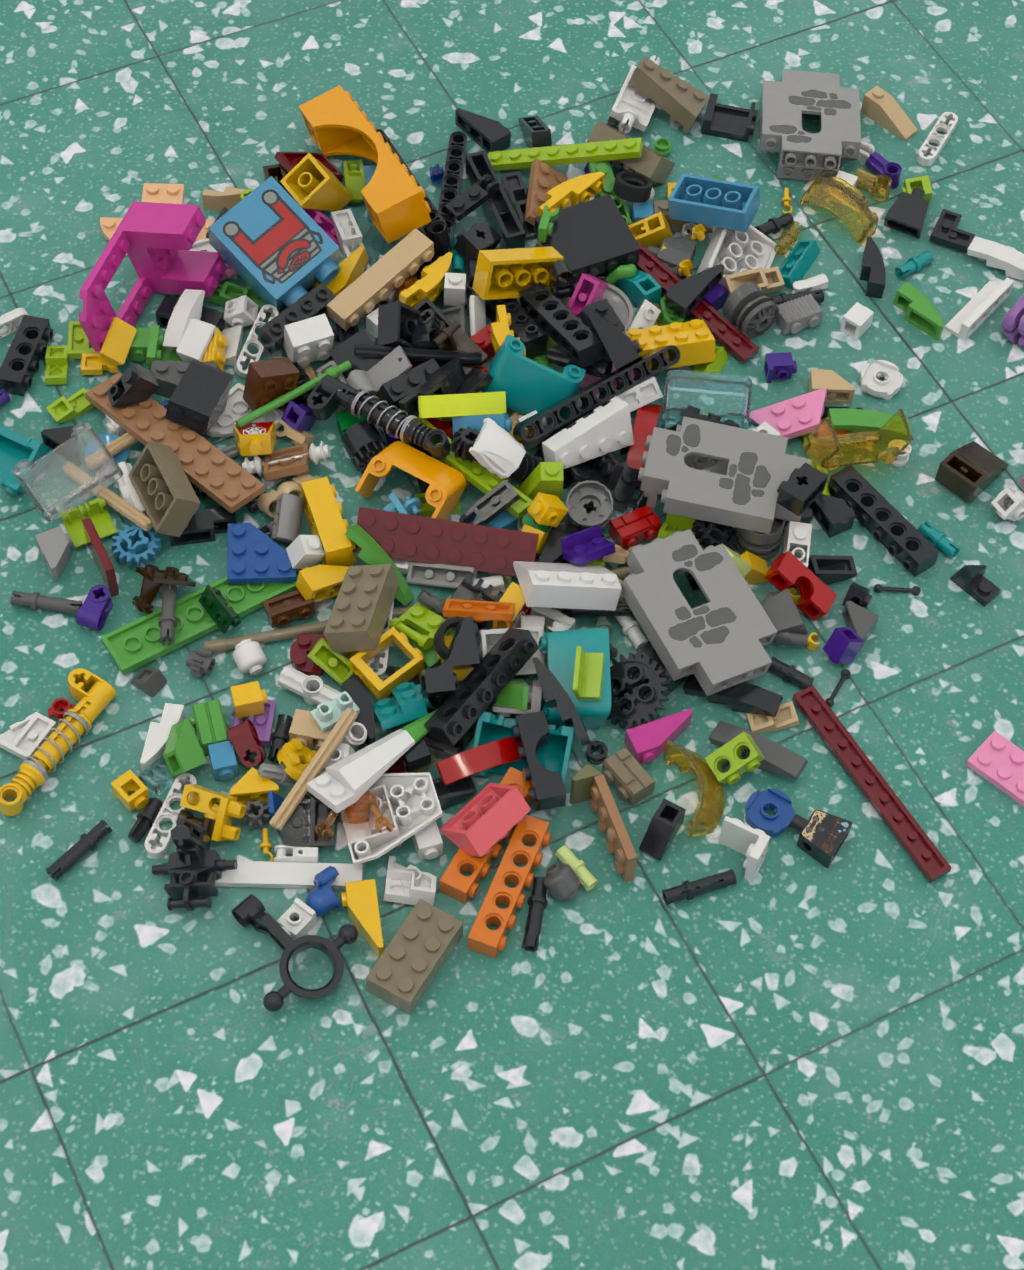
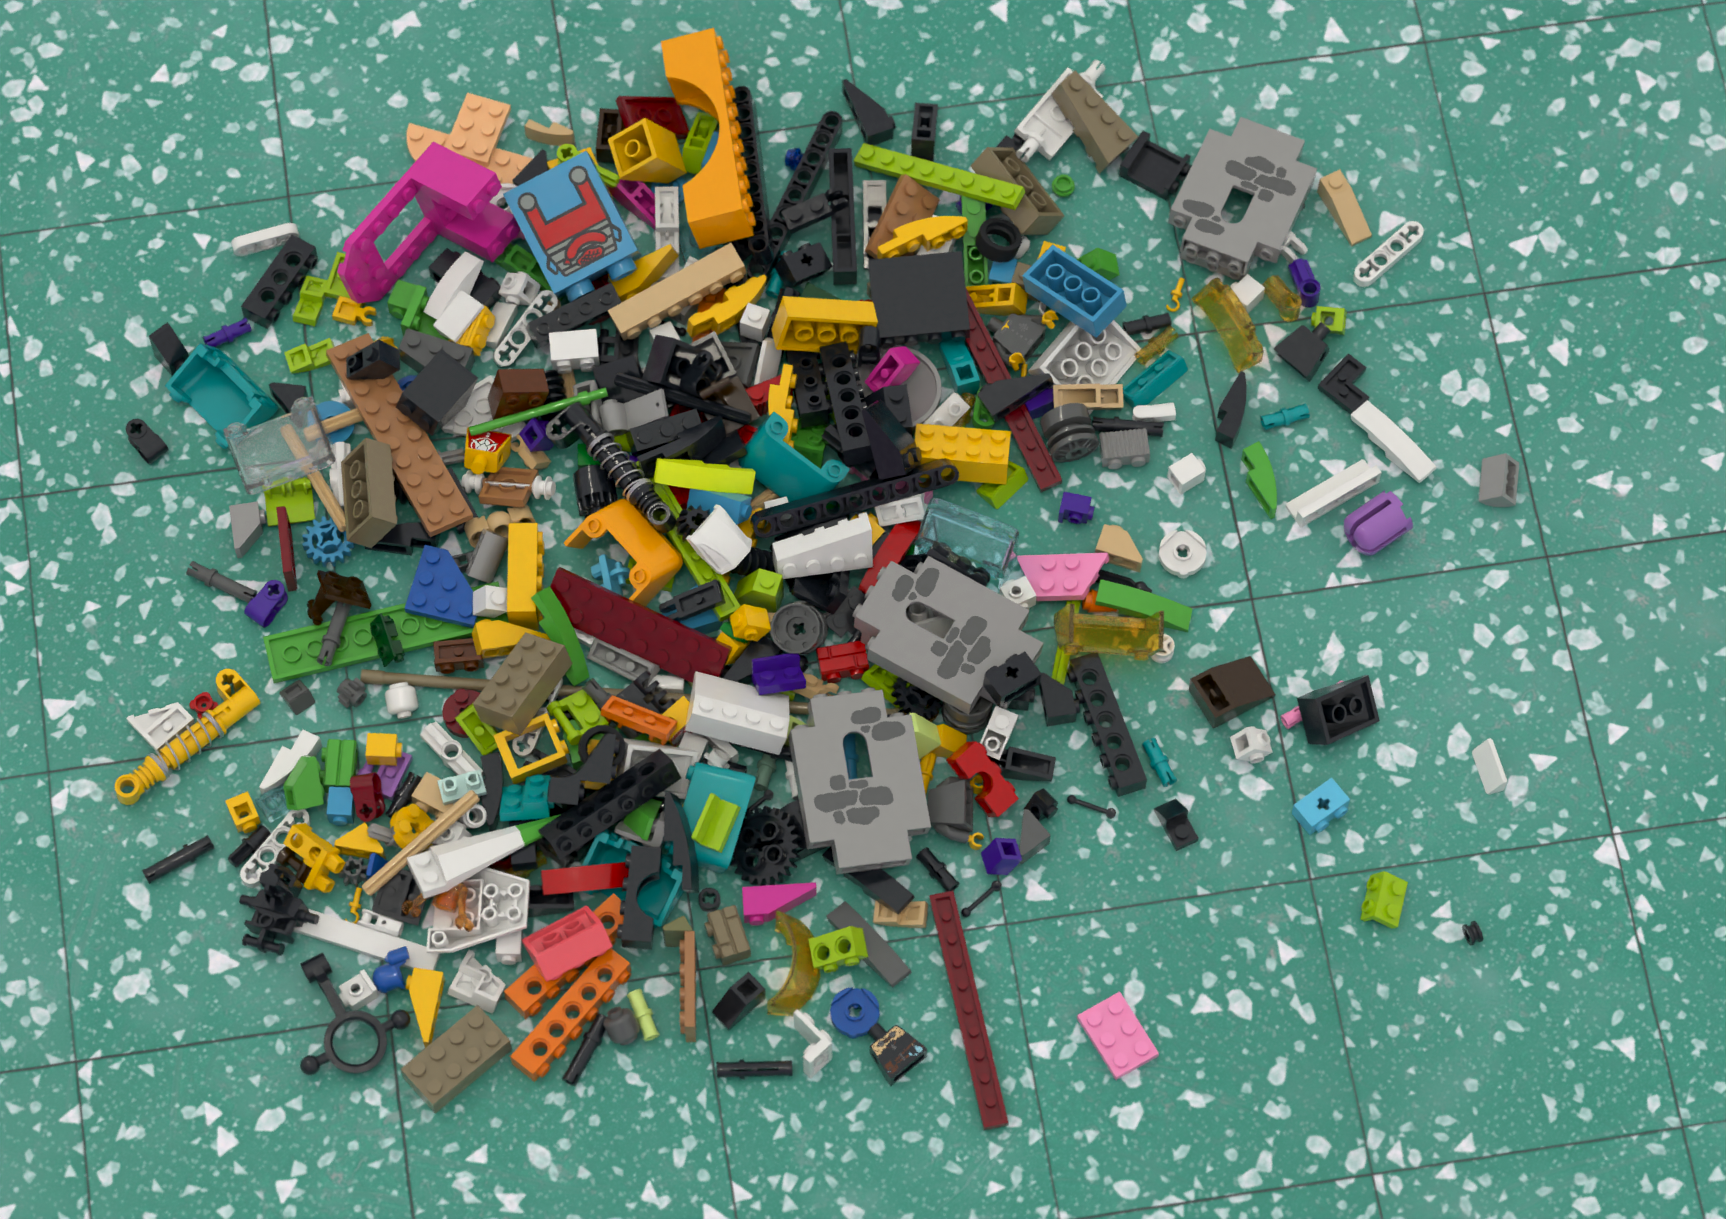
camera: 20 degrees right, 10 degrees up
(118, 342) = (377, 296): yellow slope -> none
(546, 227) = (872, 276): bright green plate -> none
(621, 272) = (945, 349): bright green arm -> none

